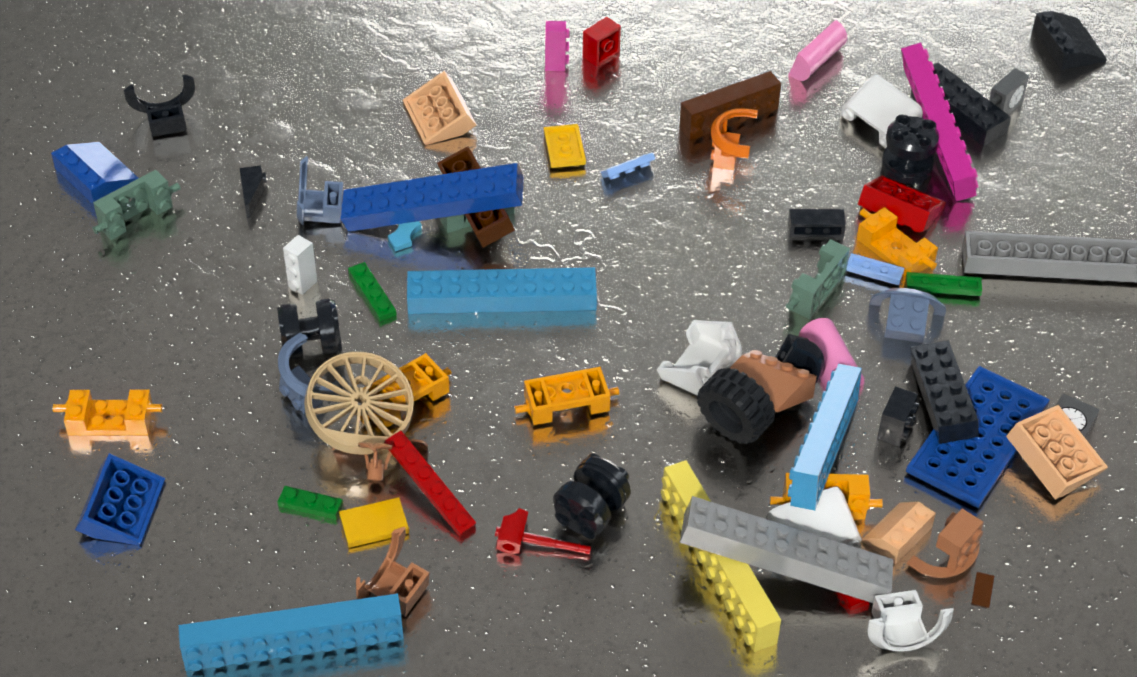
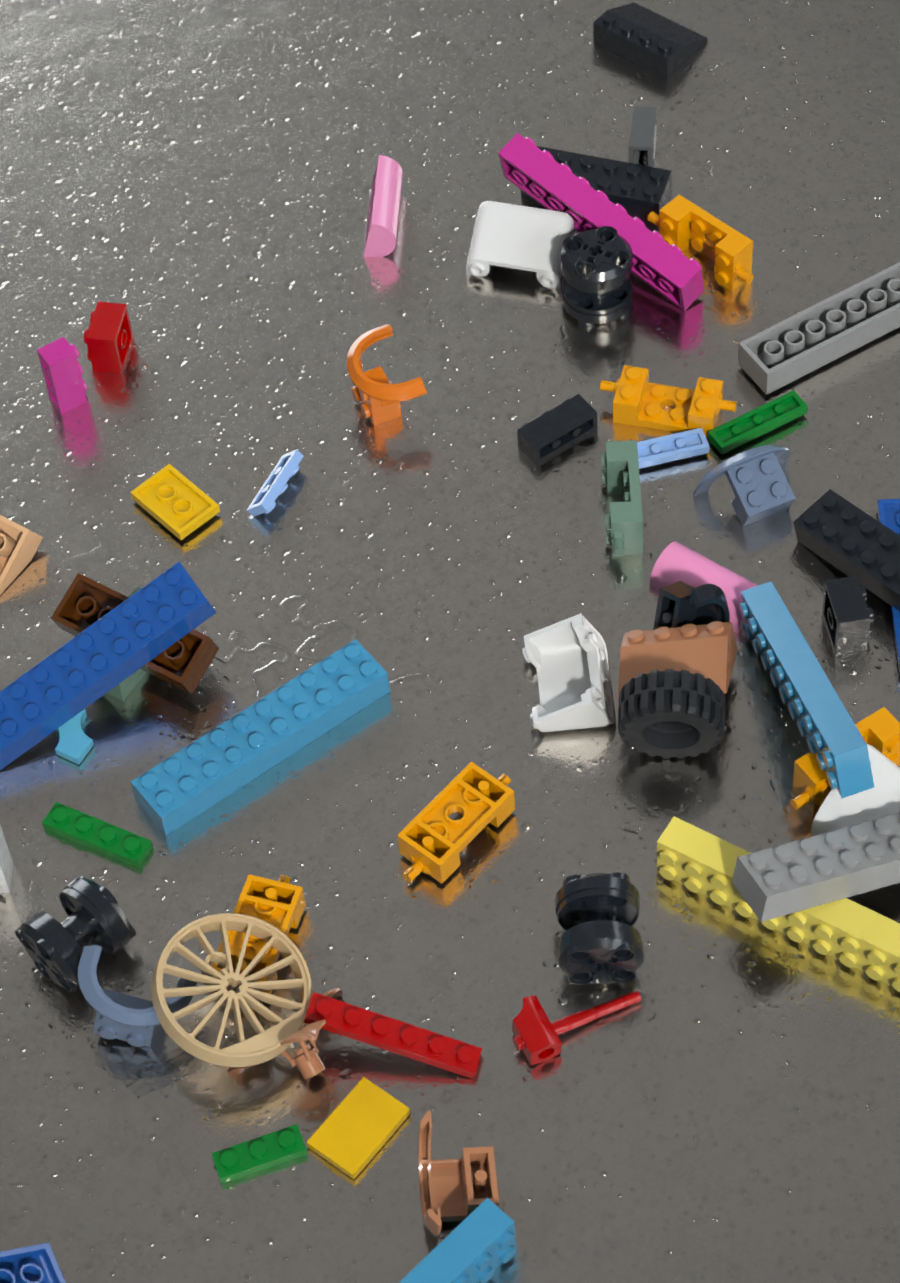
camera: 30 degrees left, 5 degrees up
(753, 93) = (325, 350): reddish brown brick -> none
(908, 204) = (639, 344): red slope -> none
(994, 153) = (689, 225): none -> light orange brick

